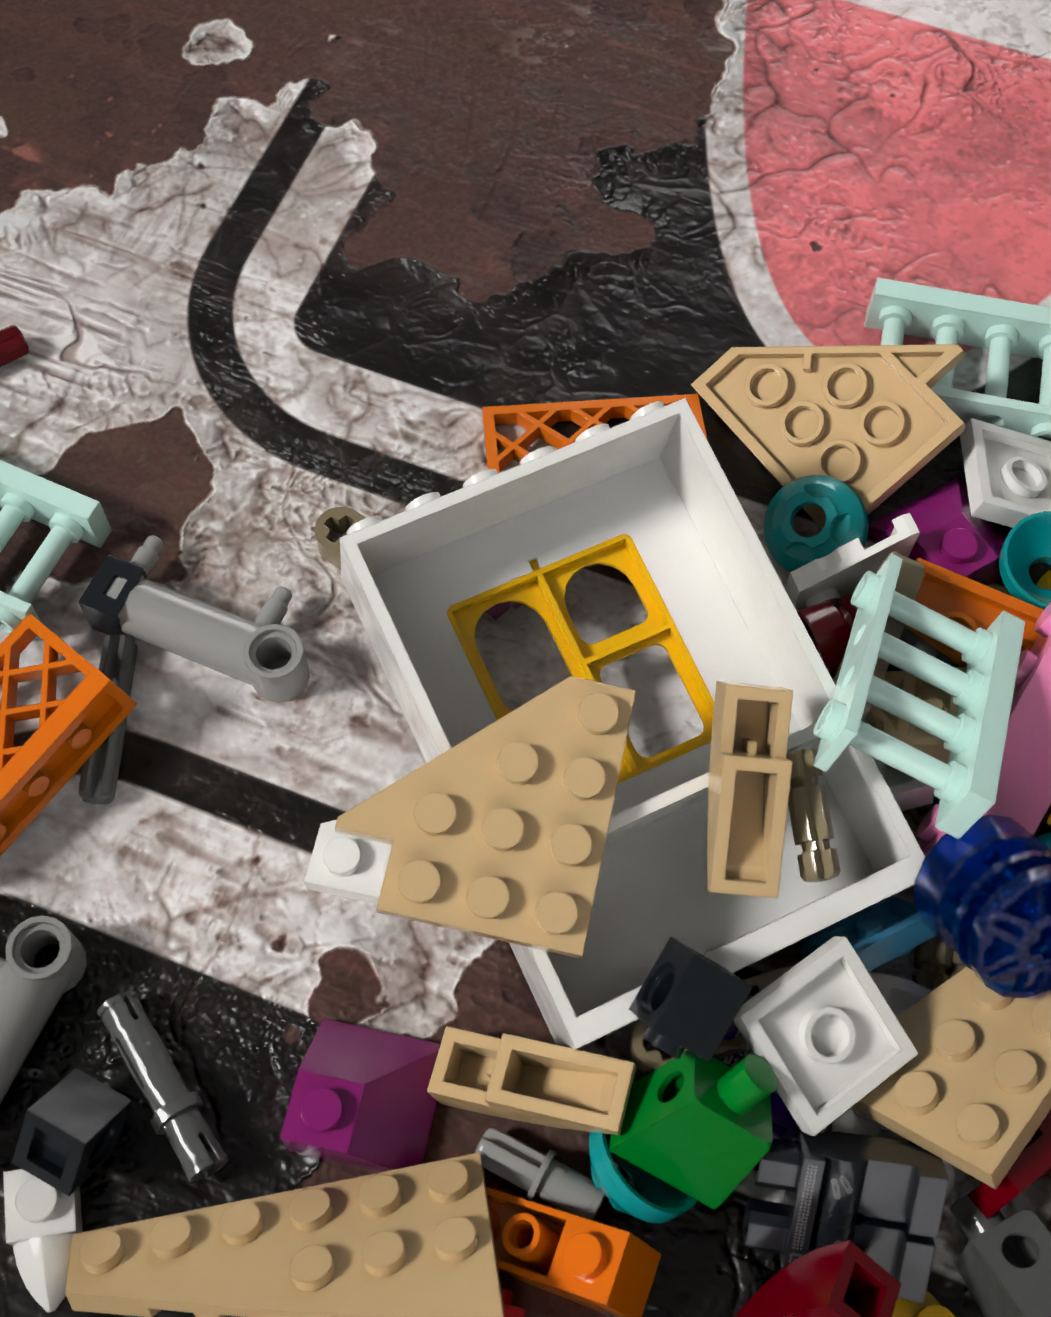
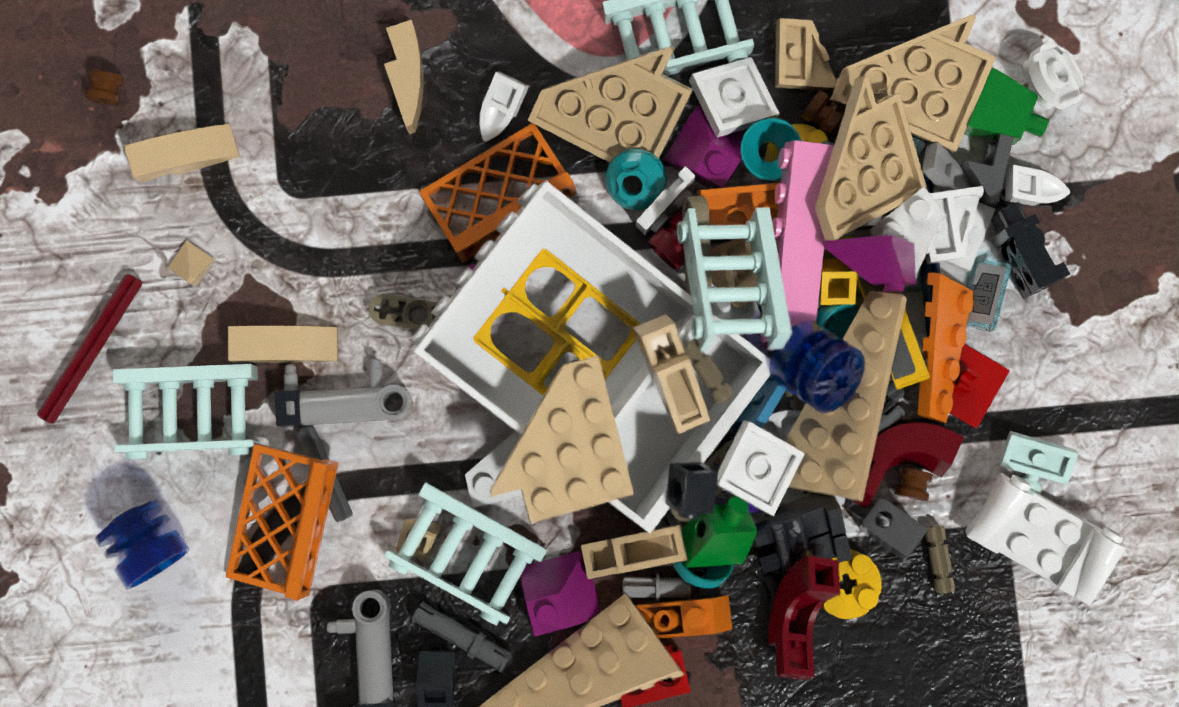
camera: 25 degrees left, 20 degrees up
(110, 358) = (191, 263): none -> tan slope
(140, 108) = (104, 87): none -> reddish brown wheel
(164, 506) = (282, 344): none -> tan slope
(185, 216) = (181, 152): none -> tan slope
(190, 889) = (427, 543): none -> tan slope
(311, 941) = (464, 520): none -> light aqua fence
(550, 256) = (406, 72): none -> tan slope
(662, 348) = (500, 104): none -> white plate

